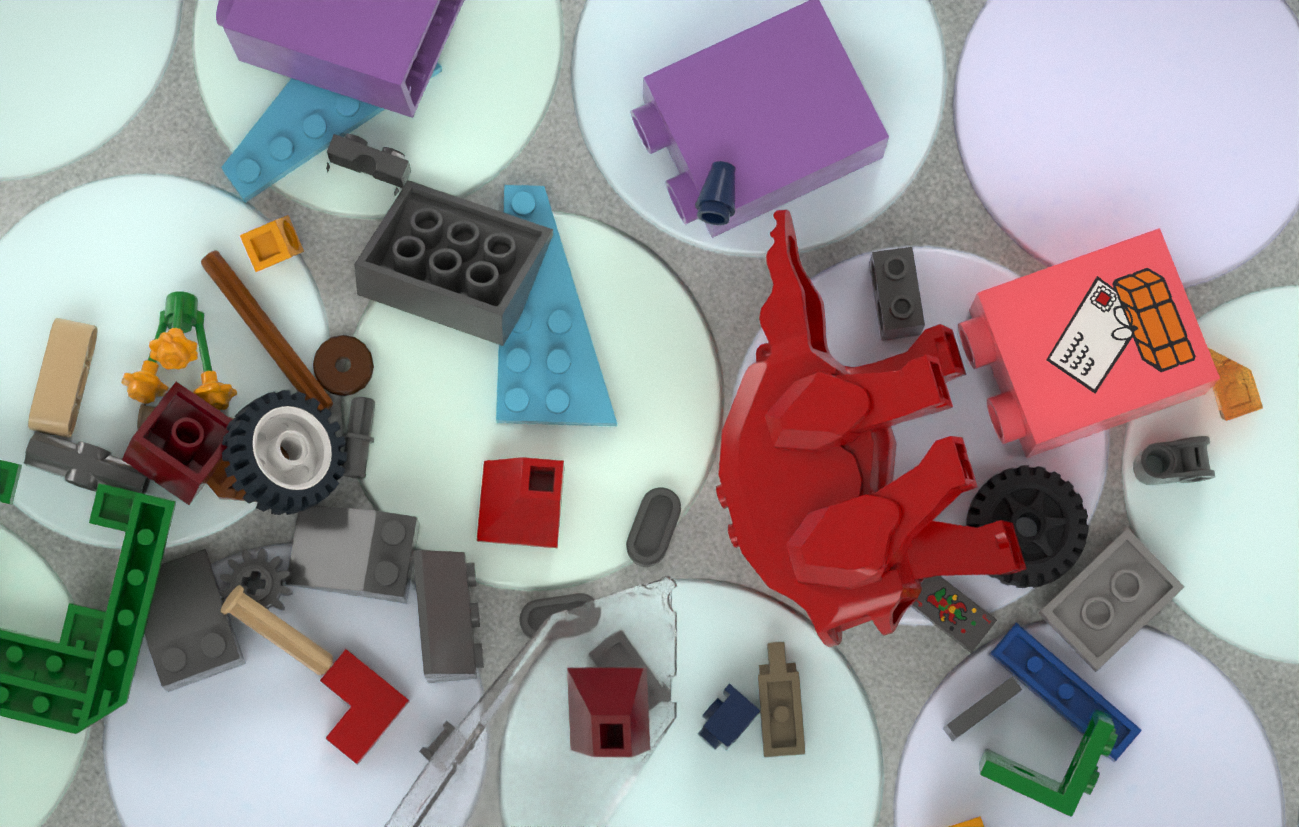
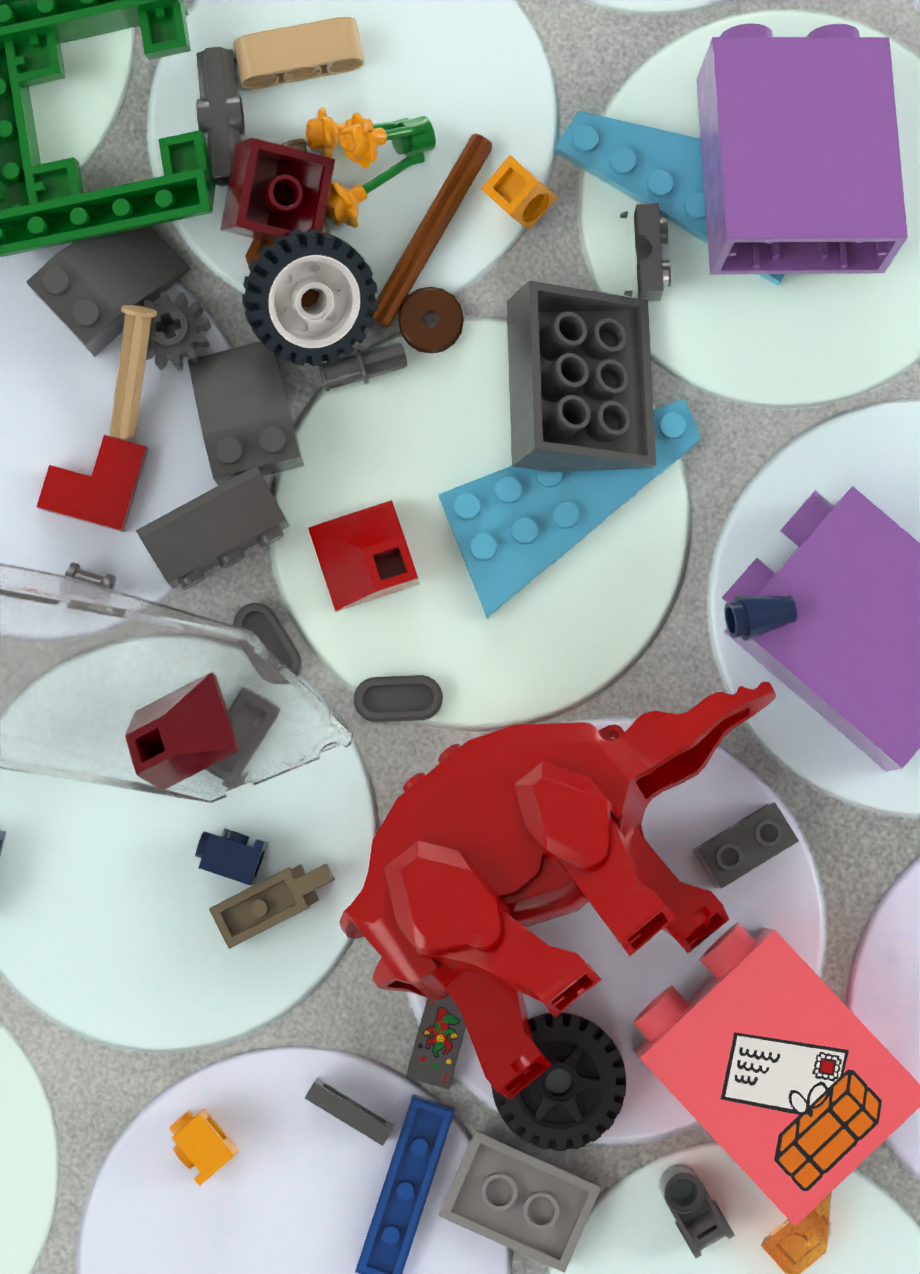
camera: 75 degrees right, 5 degrees up
(1078, 779) = (289, 1211): green bracket -> none

